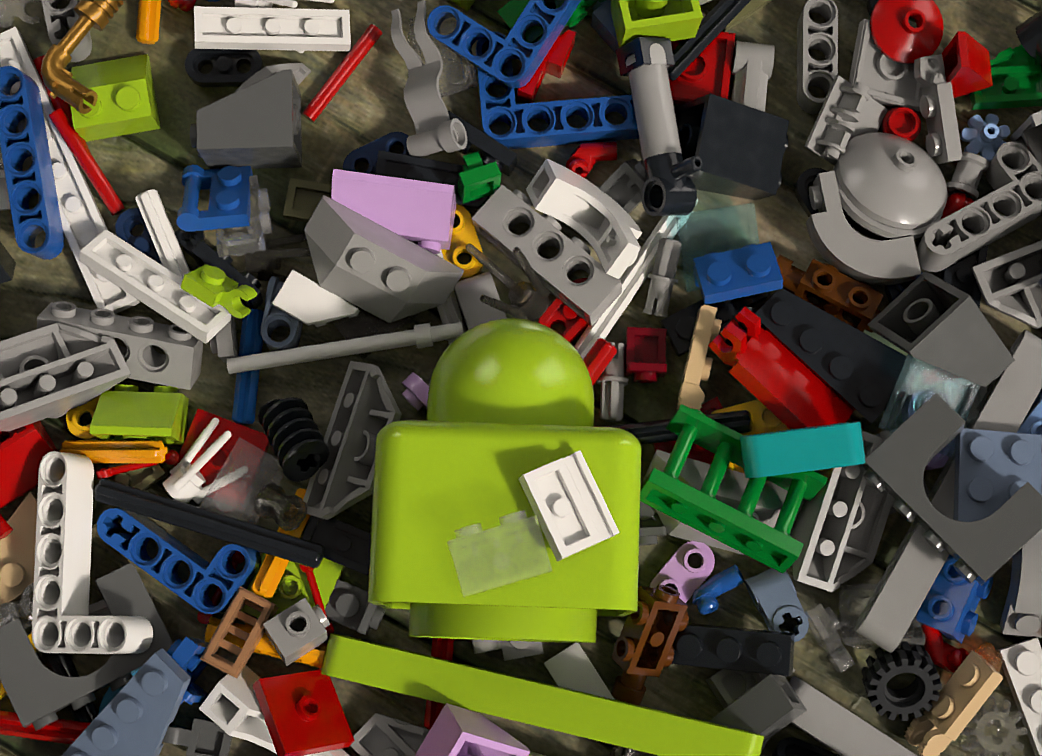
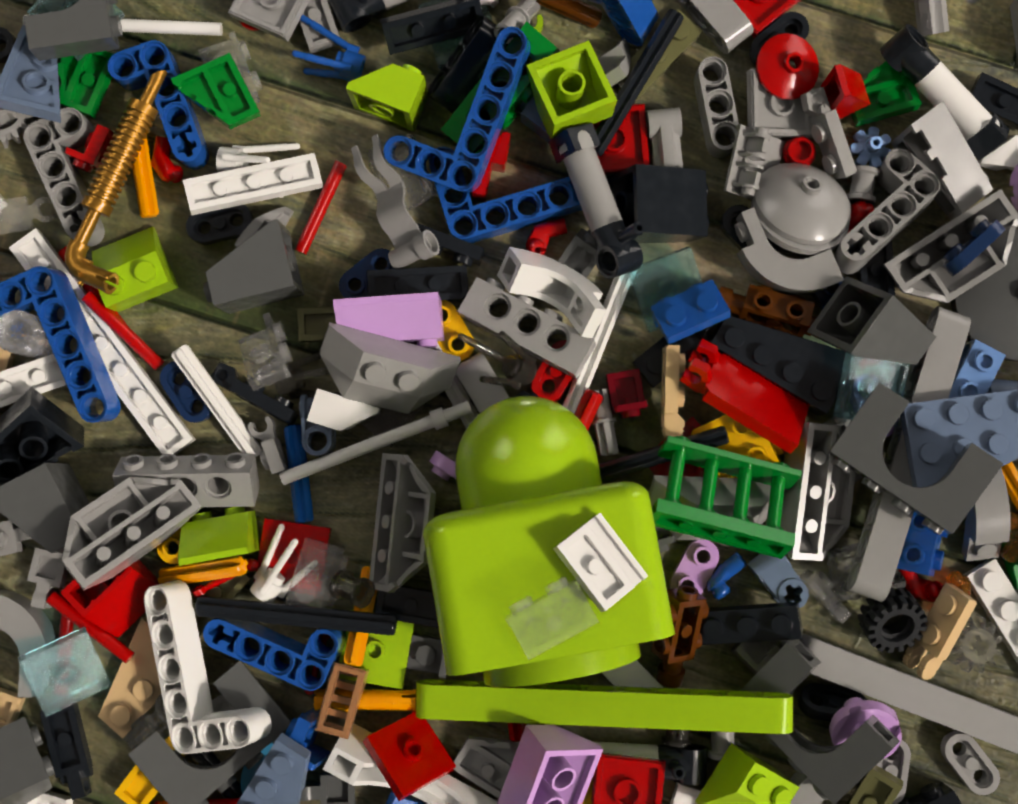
camera: 10 degrees left, 5 degrees up
(152, 285) = (205, 426): white plate -> none
(216, 288) = (257, 418): lime plate -> none
(228, 198) = (249, 339): blue plate -> none
(294, 437) = (350, 528): black piece -> none
(297, 630) = (389, 687): light grey brick -> none
(315, 593) = (411, 677): red hinge -> none
(477, 179) = (455, 277): green tile -> none
(663, 277) = (627, 325): light grey axle -> none
(802, 449) = (778, 454): teal beam -> none

